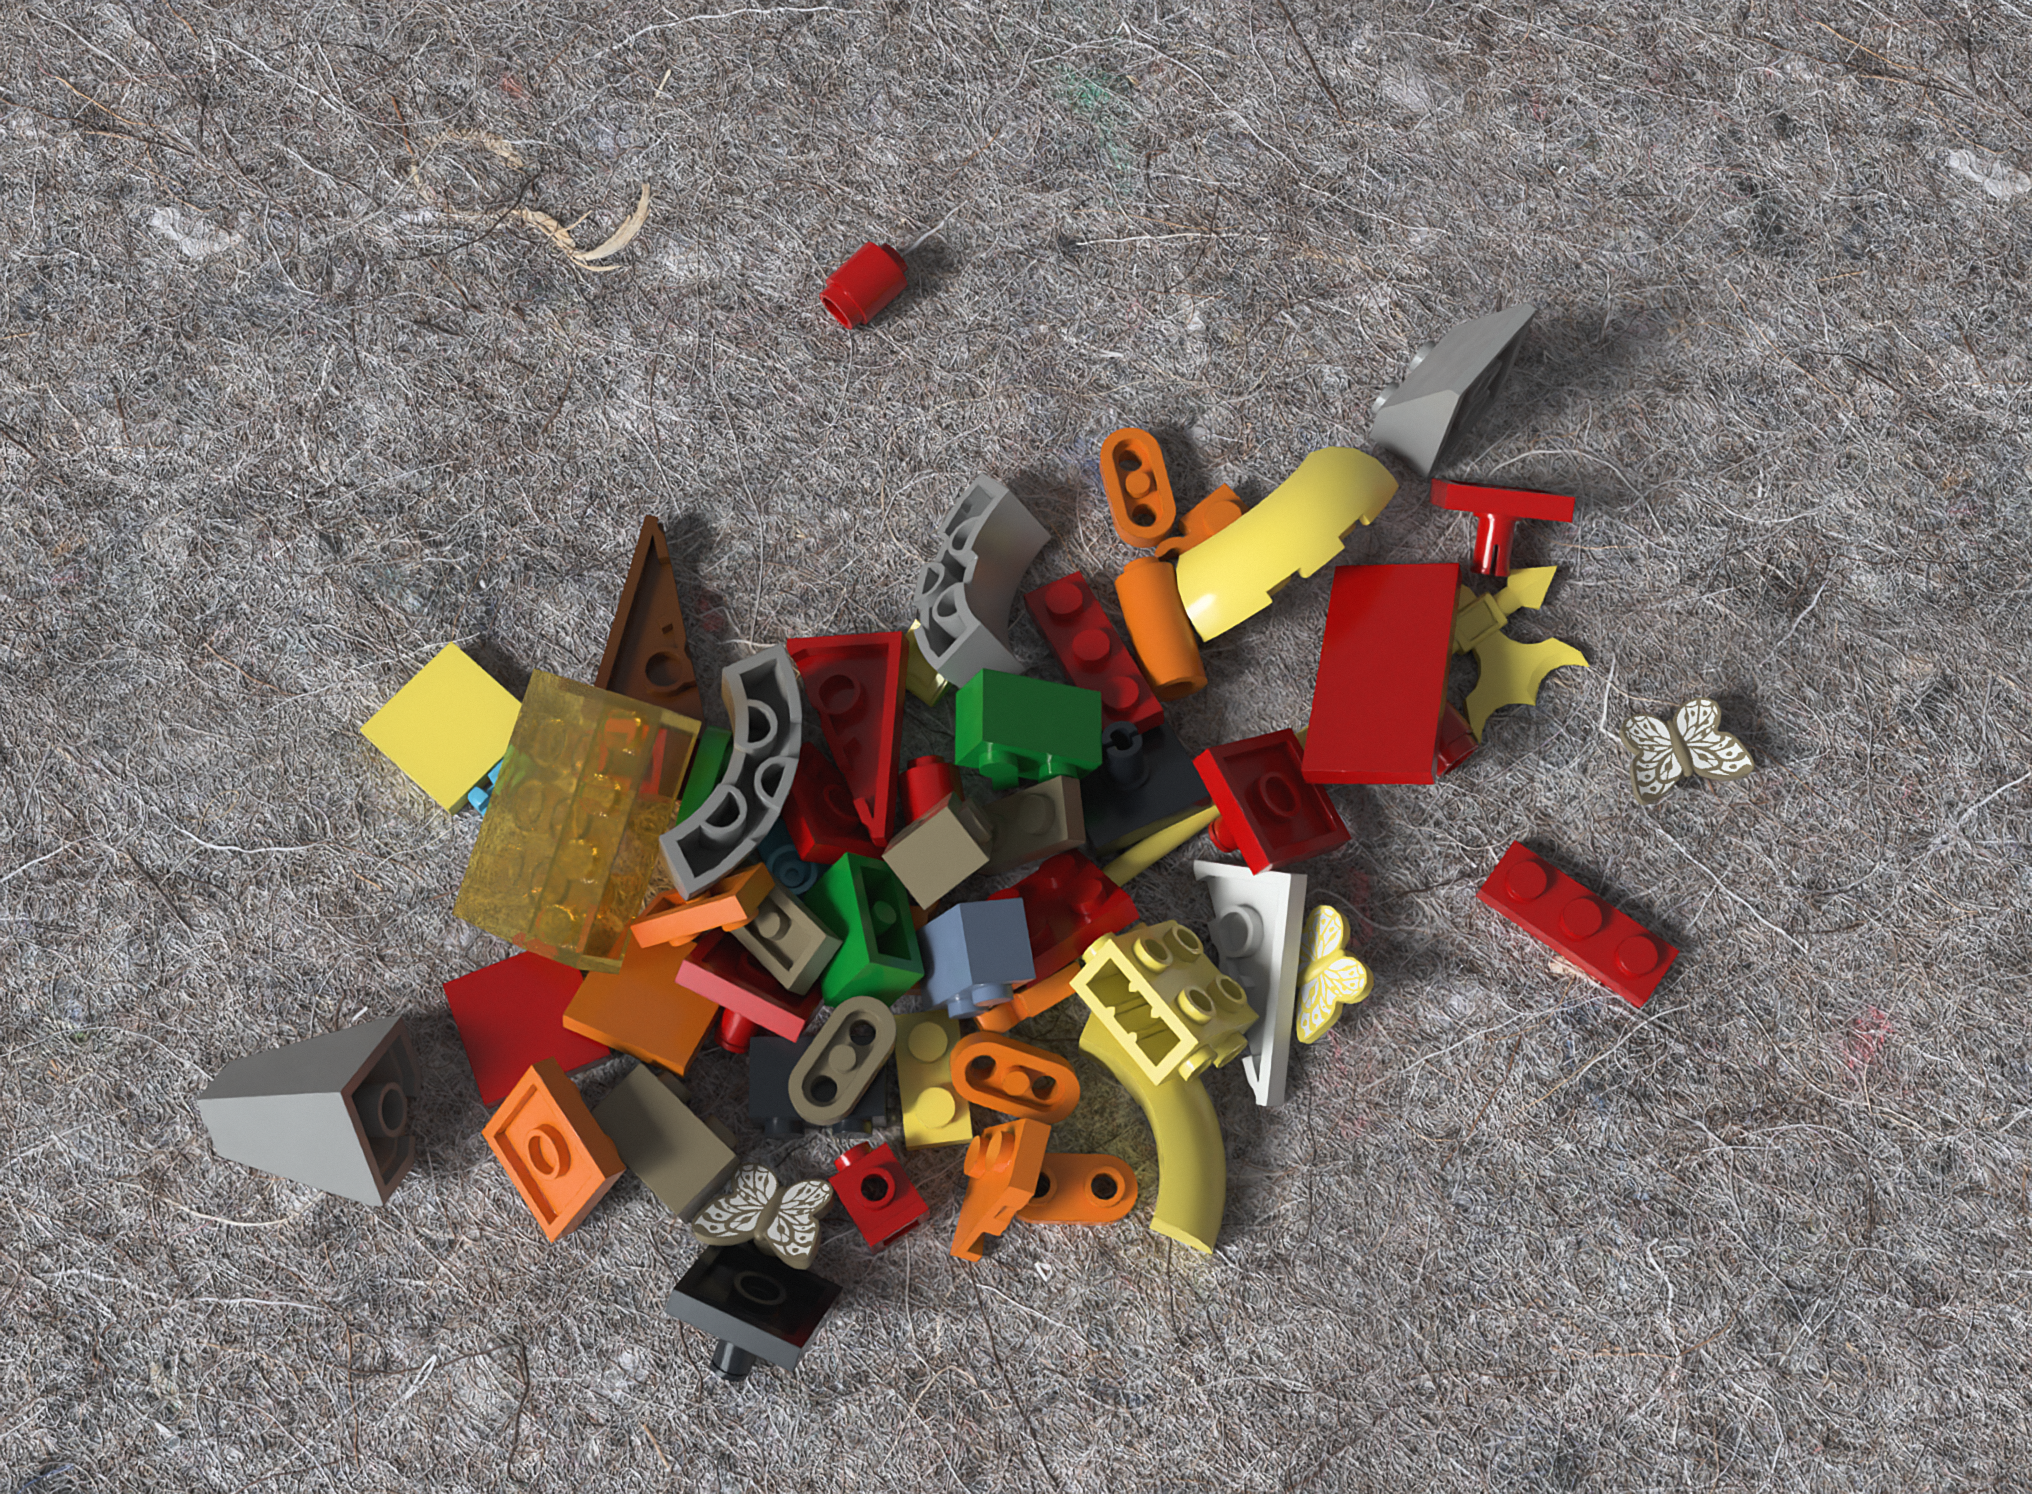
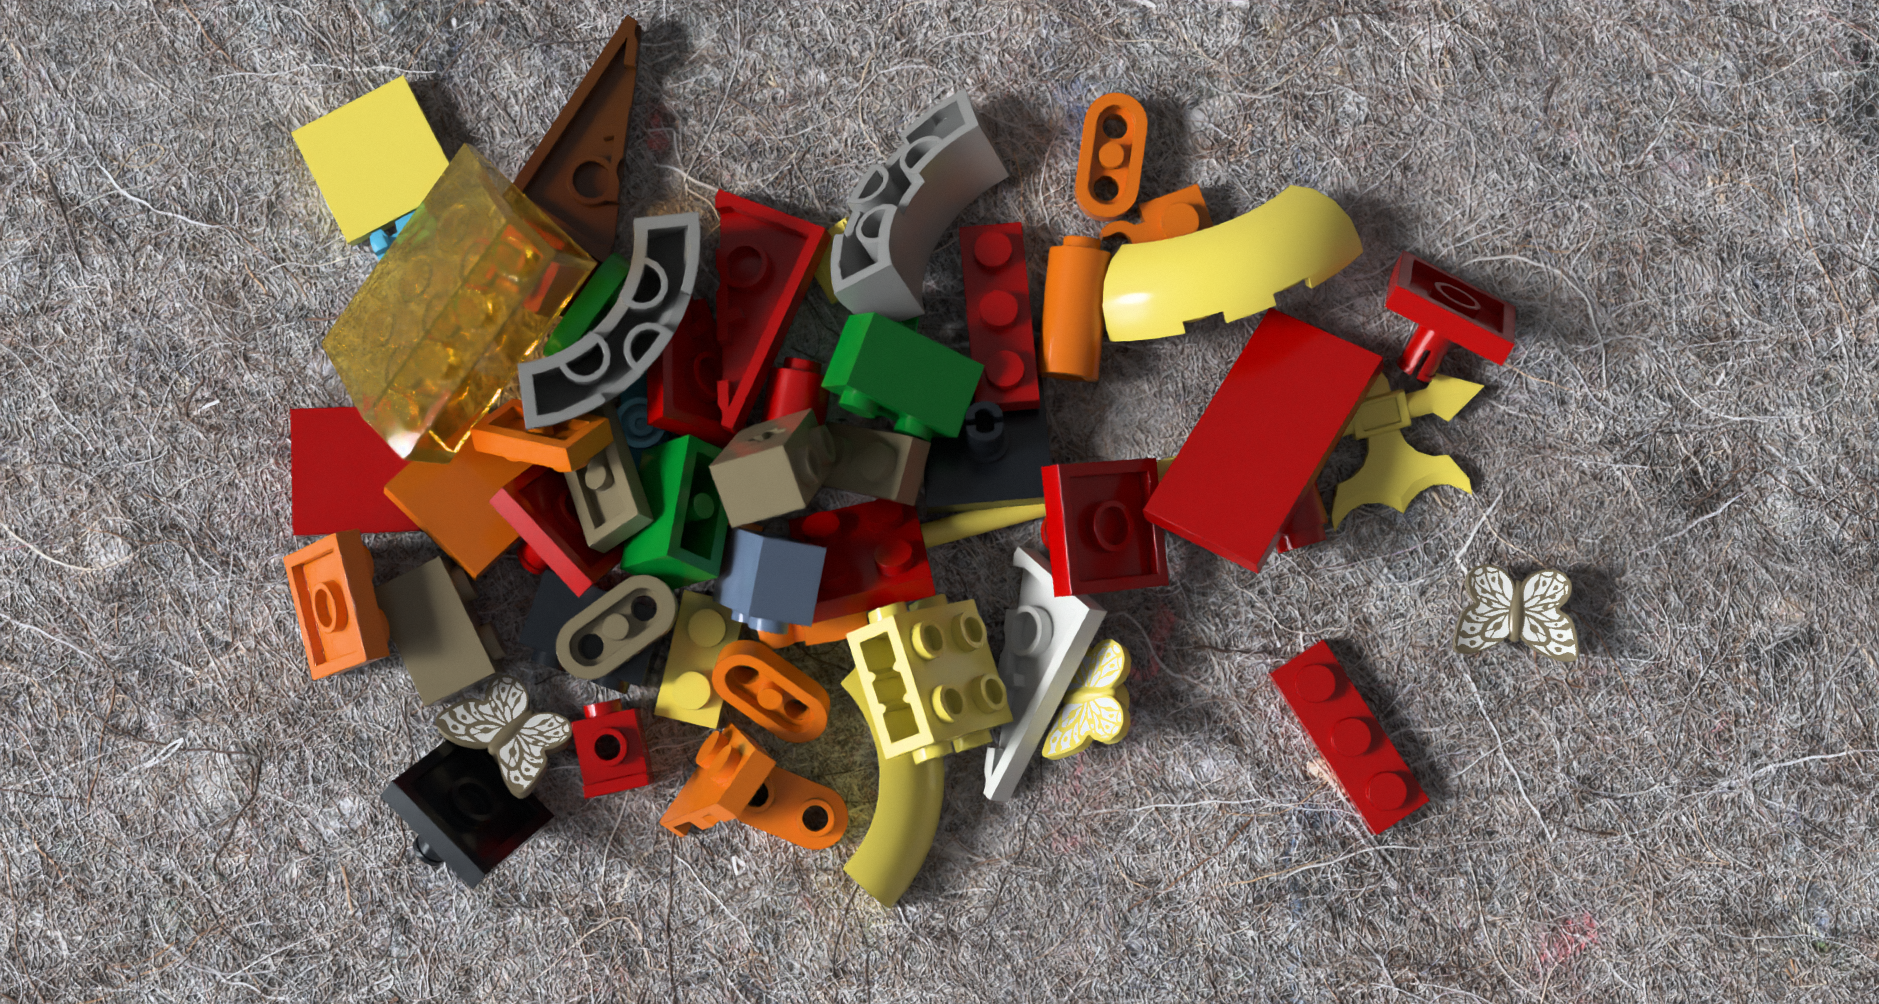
camera: 20 degrees right, 15 degrees up
(322, 1110) = (146, 489): light grey slope -> none
(1449, 388) = (1450, 171): light grey slope -> none

